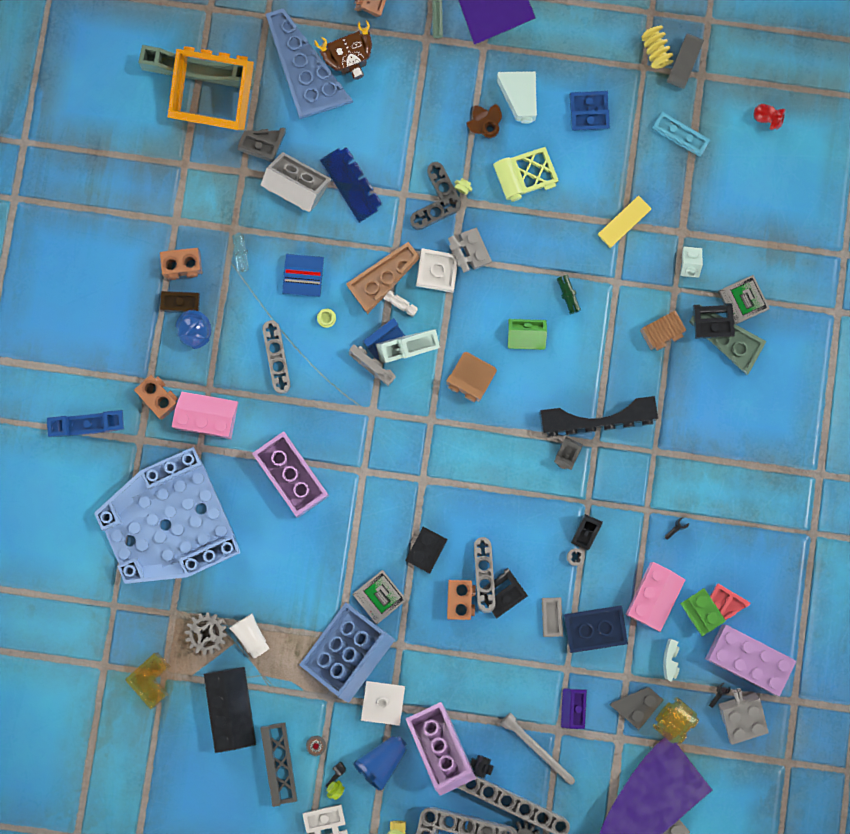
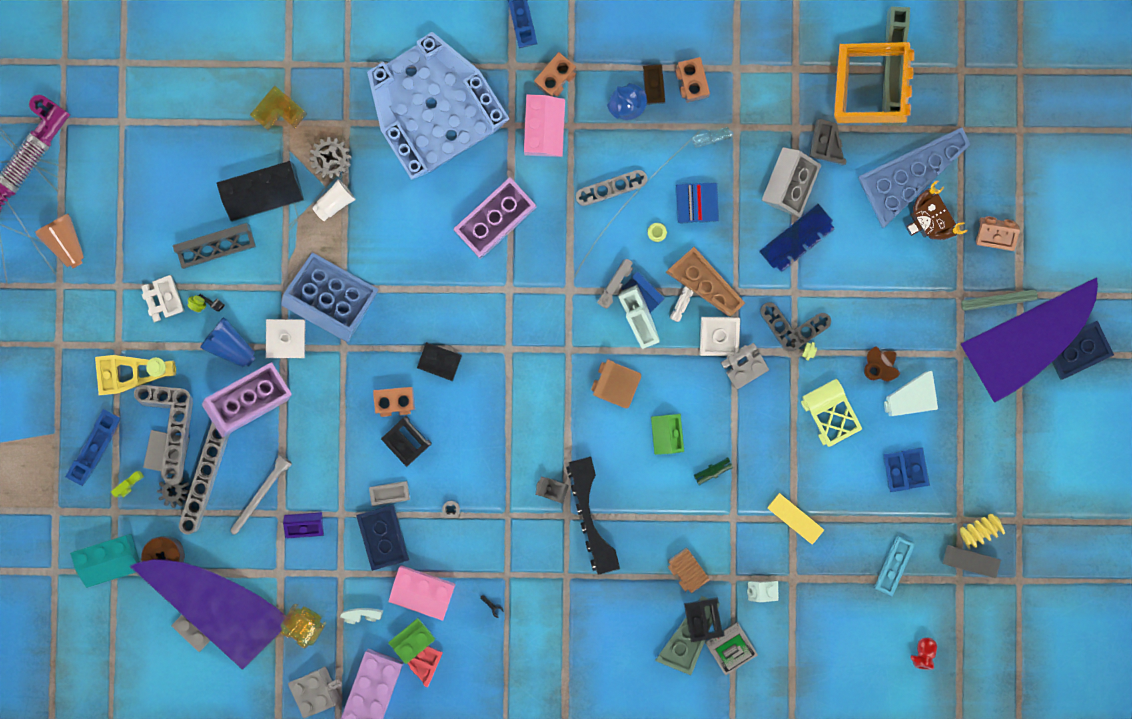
camera: 85 degrees right, 5 degrees up
(316, 745) = (236, 279): dark grey tile -> none
(379, 597) = (387, 321): tile -> none
(481, 766) = (236, 441): black gear -> none
(484, 575) = (421, 421): light grey beam -> none
(586, 531) = (476, 517): black slope -> none
(638, 706) = (313, 587): dark grey wing -> none
(719, 694) = (335, 666): black hand -> none

